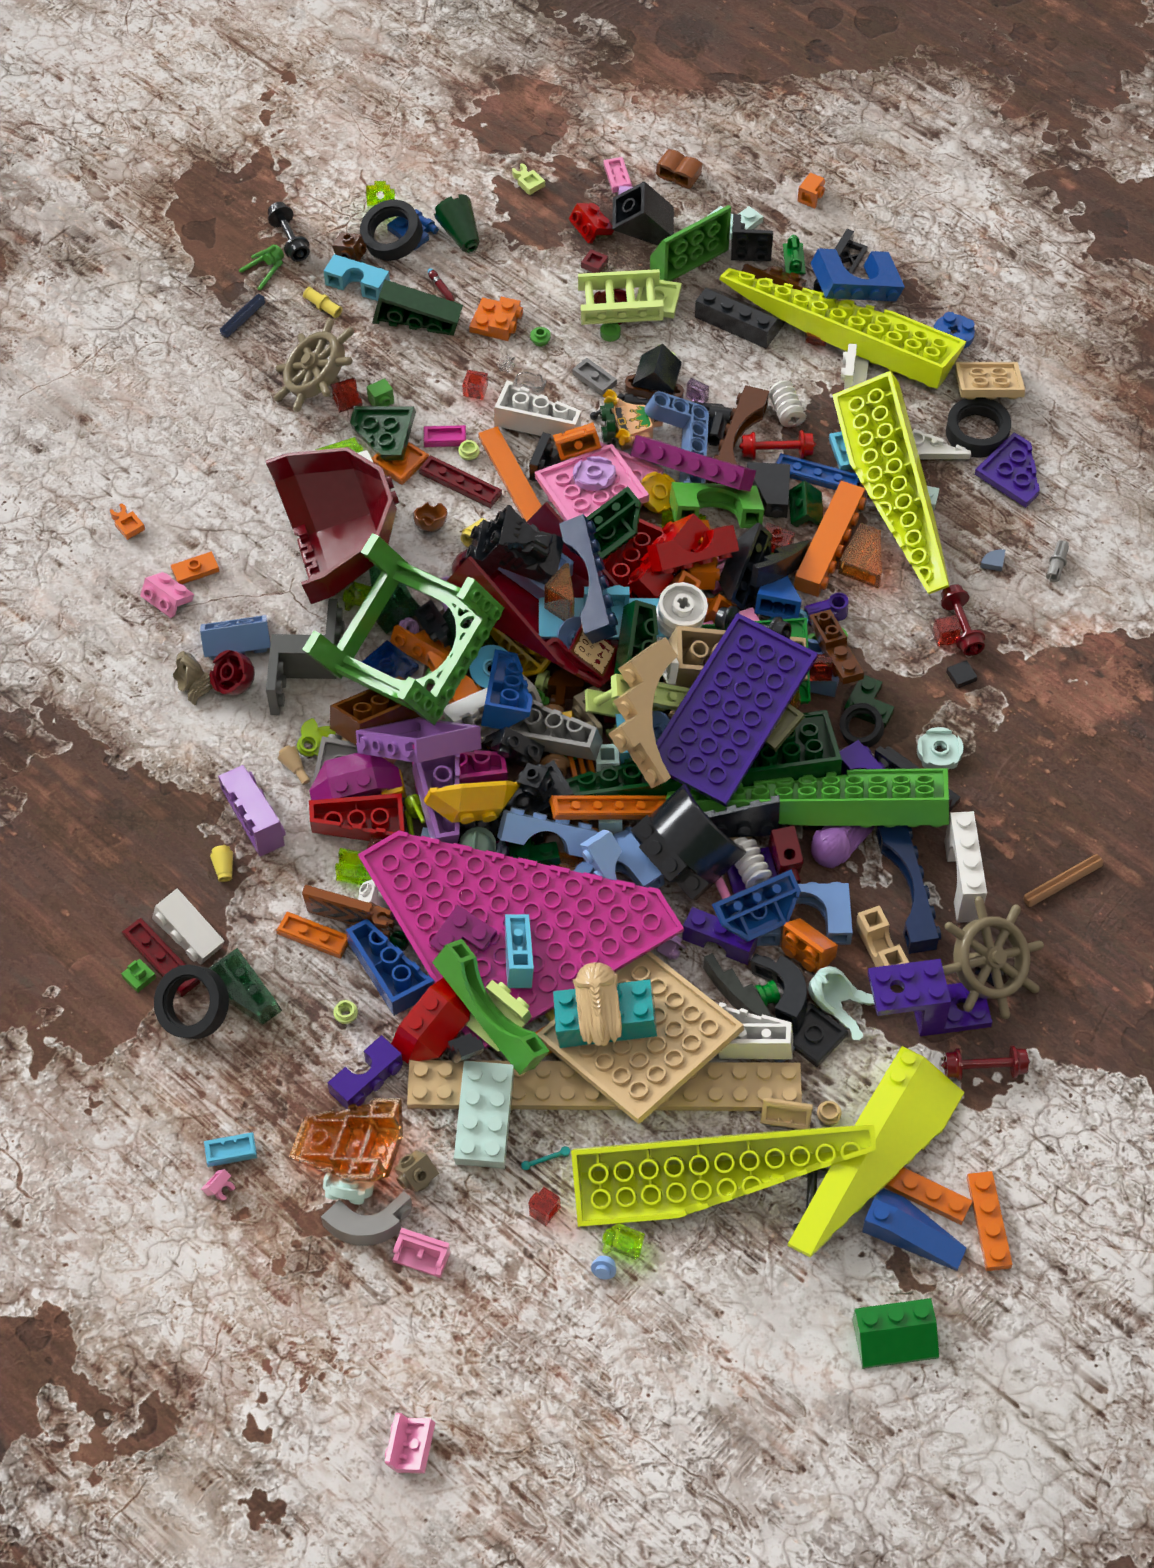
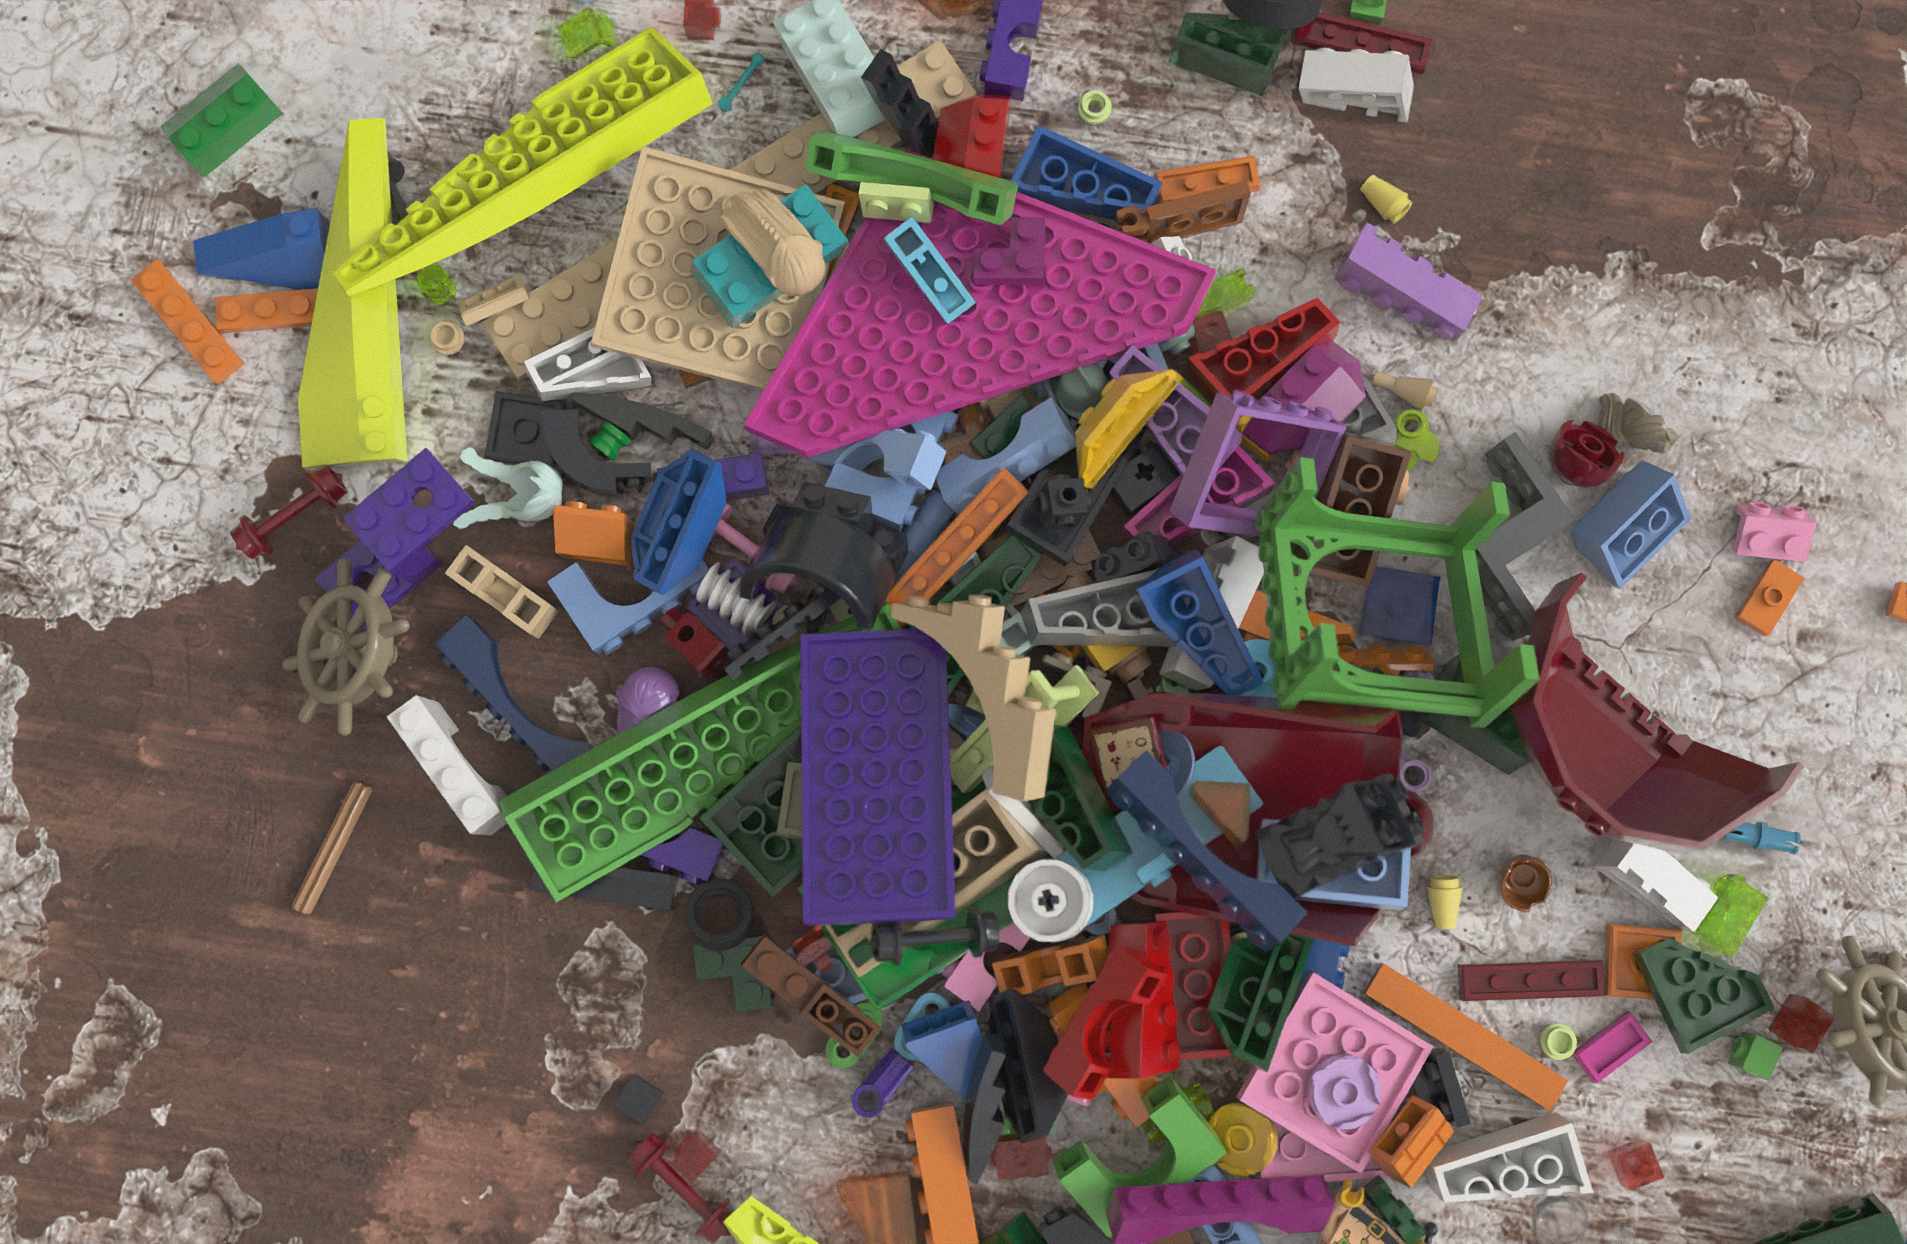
camera: 145 degrees right, 25 degrees up
(939, 737) = (619, 954): light aqua plate -> none

